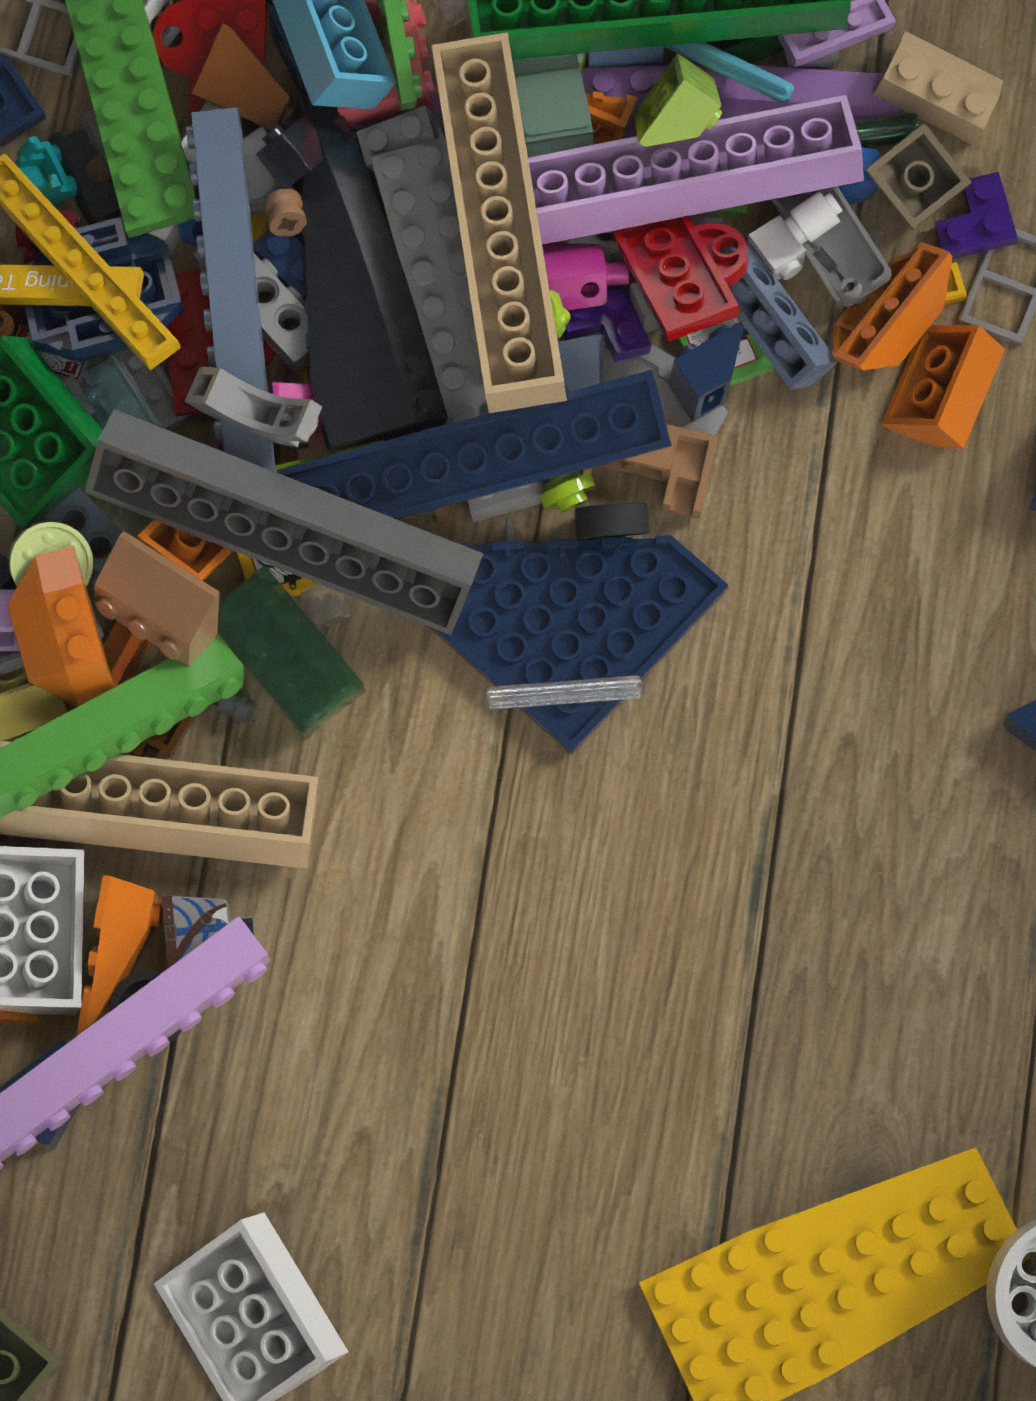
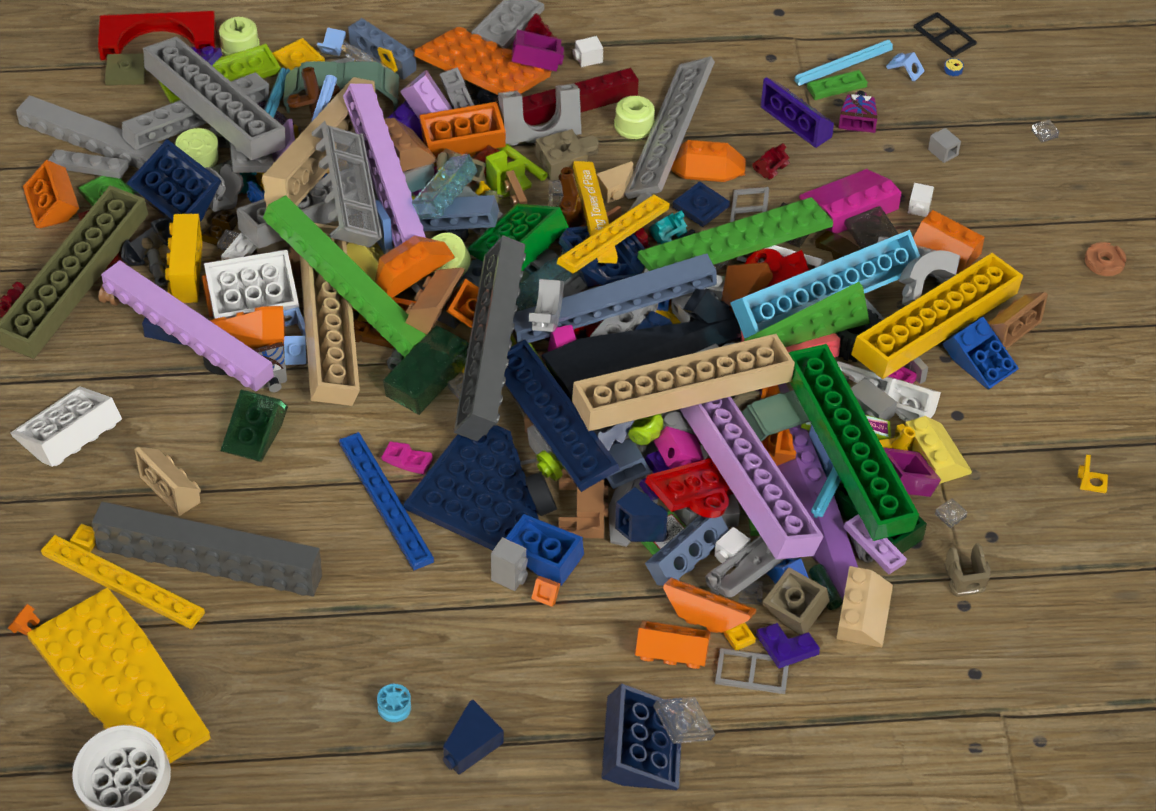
camera: 75 degrees right, 25 degrees down
(104, 856) = (295, 319): none -> light blue bracket
(164, 874) = (295, 350): none -> light blue bracket
(285, 212) = (670, 315): medium nougat wheel -> none
(337, 978) = (253, 425): none -> clear green slope
(431, 1144) = (167, 480): none -> tan slope
(461, 729) = (403, 457): none -> dark pink slope
(513, 1310) = (84, 537): none -> yellow tile
(544, 782) = (386, 501): none -> blue tile
(564, 692) = (435, 491): clear axle -> none
(610, 1097) = (207, 549): none -> dark grey brick
(623, 1258) = (123, 582): none -> yellow tile
(678, 105) = (792, 460): lime slope -> none
(724, 540) = (549, 549): none -> blue slope
(751, 601) = (509, 564): none -> light grey brick
(801, 558) = (545, 591): none -> orange tile
(813, 217) = (749, 547): white brick -> none
(973, 841) = (394, 704): none -> medium azure wheel

